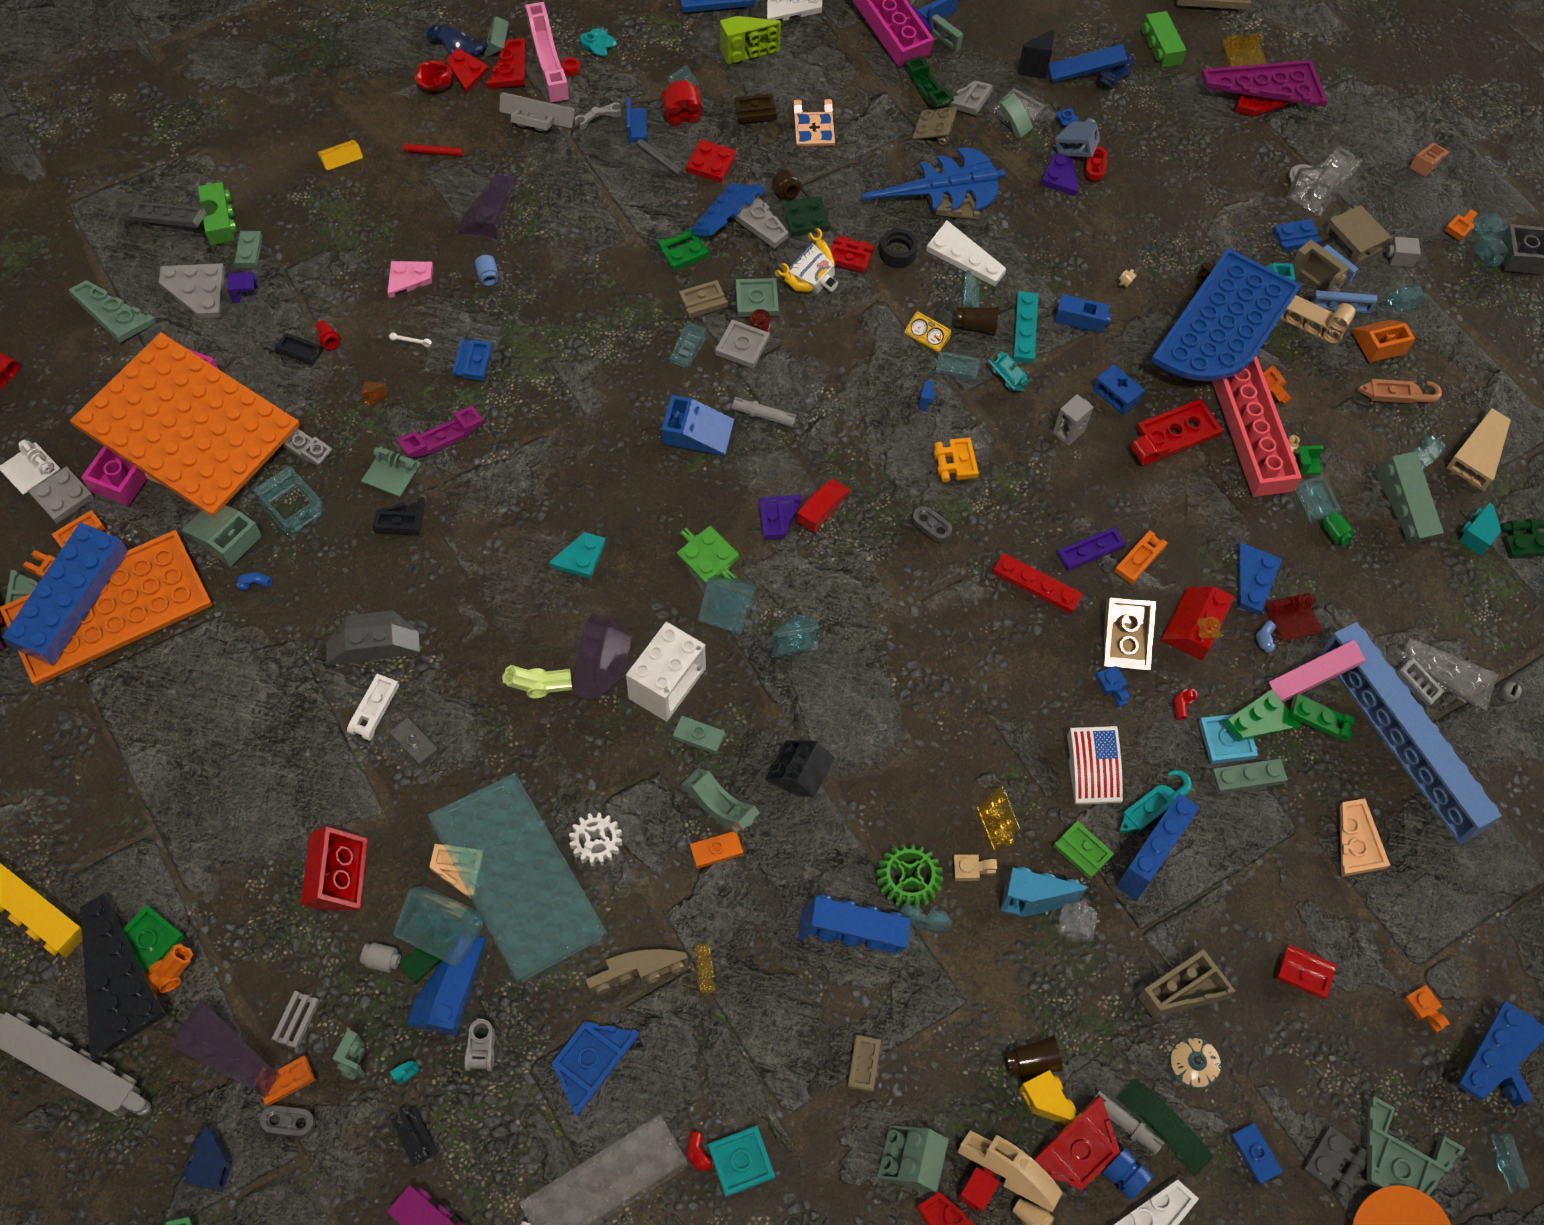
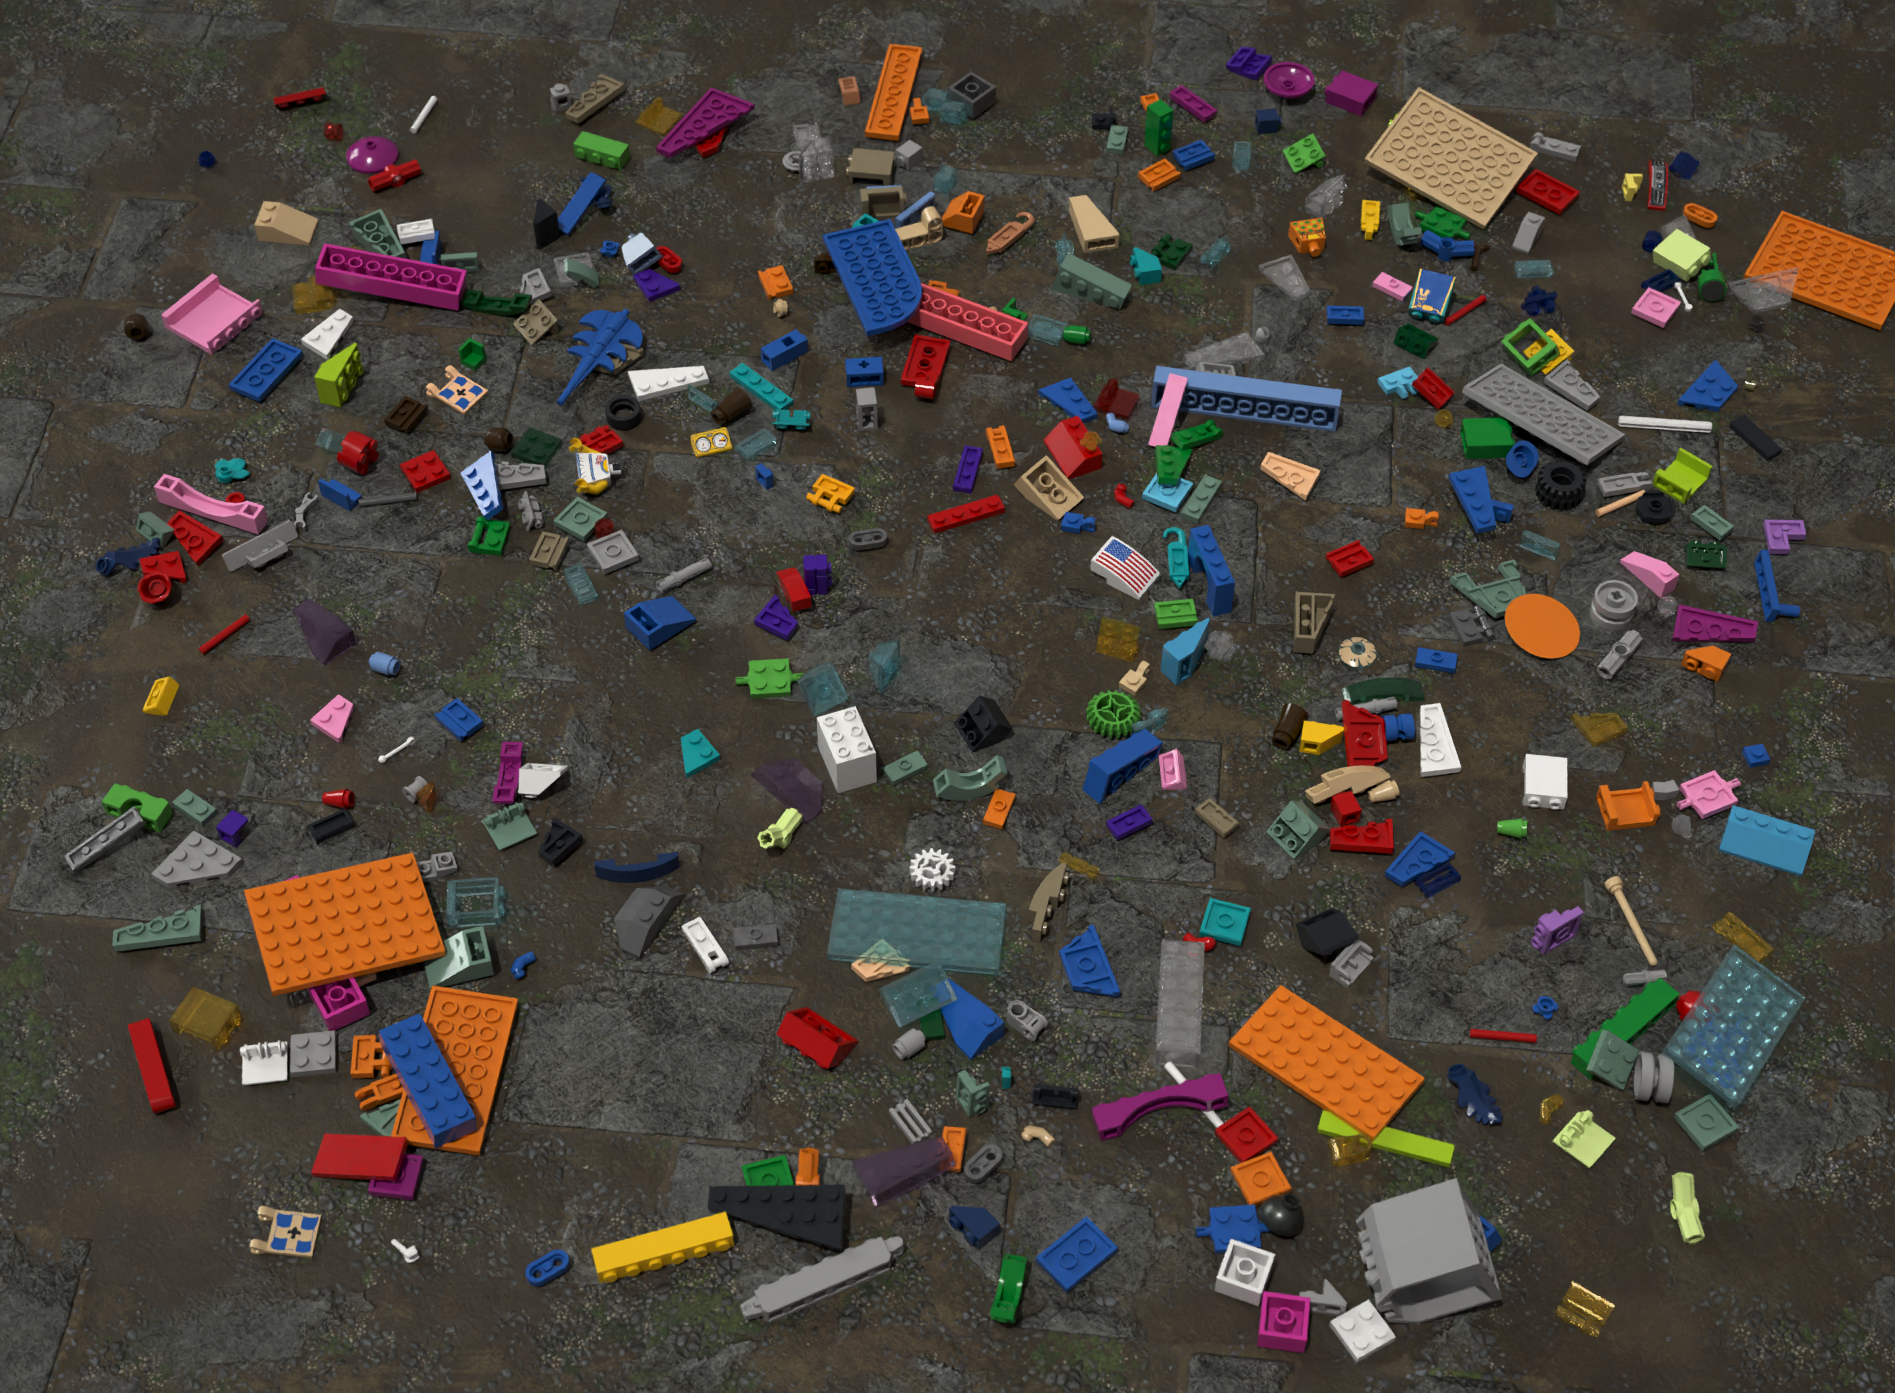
camera: 50 degrees left, 10 degrees down
(41, 397) = (206, 1017): none -> clear yellow panel
(359, 1150) = (1040, 1133): none -> tan arm
(376, 377) = (410, 791): none -> light grey bush
(433, 613) = (637, 872): none -> dark blue slope
(456, 455) = (537, 777): none -> white slope
(728, 264) = (530, 511): none -> light grey hinge
(791, 981) = (1129, 822): none -> dark purple plate
(847, 510) = (816, 574): none -> dark purple brick
(857, 106) = (472, 354): none -> green panel
(891, 980) = (1172, 770): none -> bright pink slope
(1154, 256) = (775, 282): none -> orange plate
(1296, 234) = (837, 198): blue plate -> none
(1464, 191) = (893, 92): none -> orange plate

